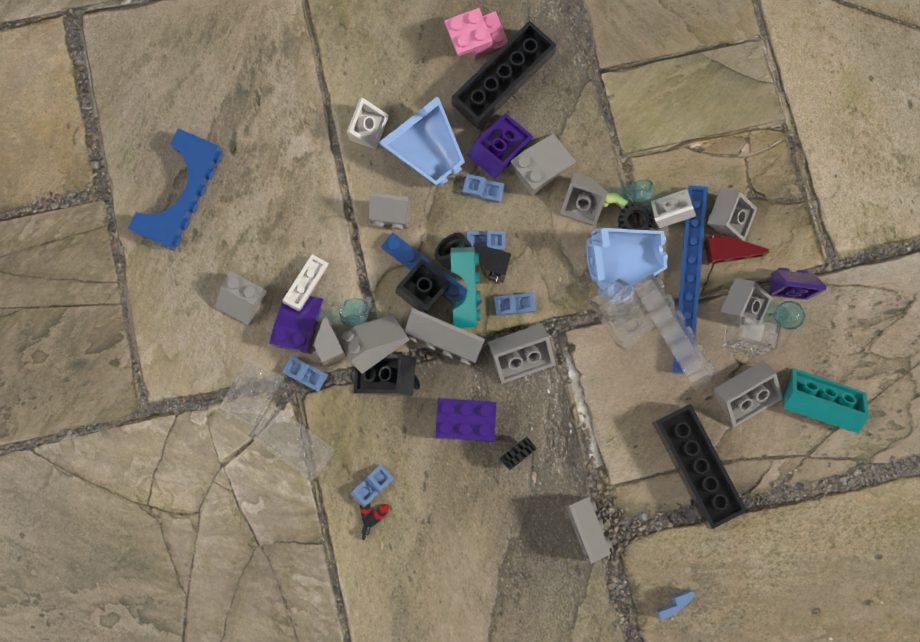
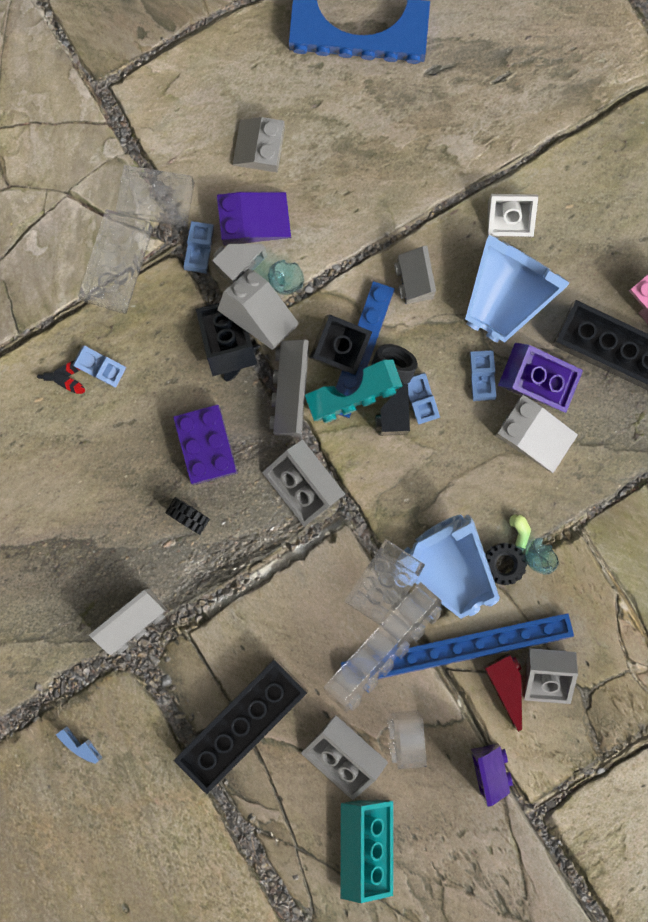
camera: 75 degrees right, 5 degrees up
(305, 283) = (300, 210): white plate -> none
(515, 304) = (359, 457): medium blue slope -> none
(584, 199) = (509, 495): light grey slope -> none
(673, 208) = (533, 602): white slope -> none
(746, 300) = (449, 724): light grey slope -> none
(789, 315) = (452, 778): clear light blue hair -> none

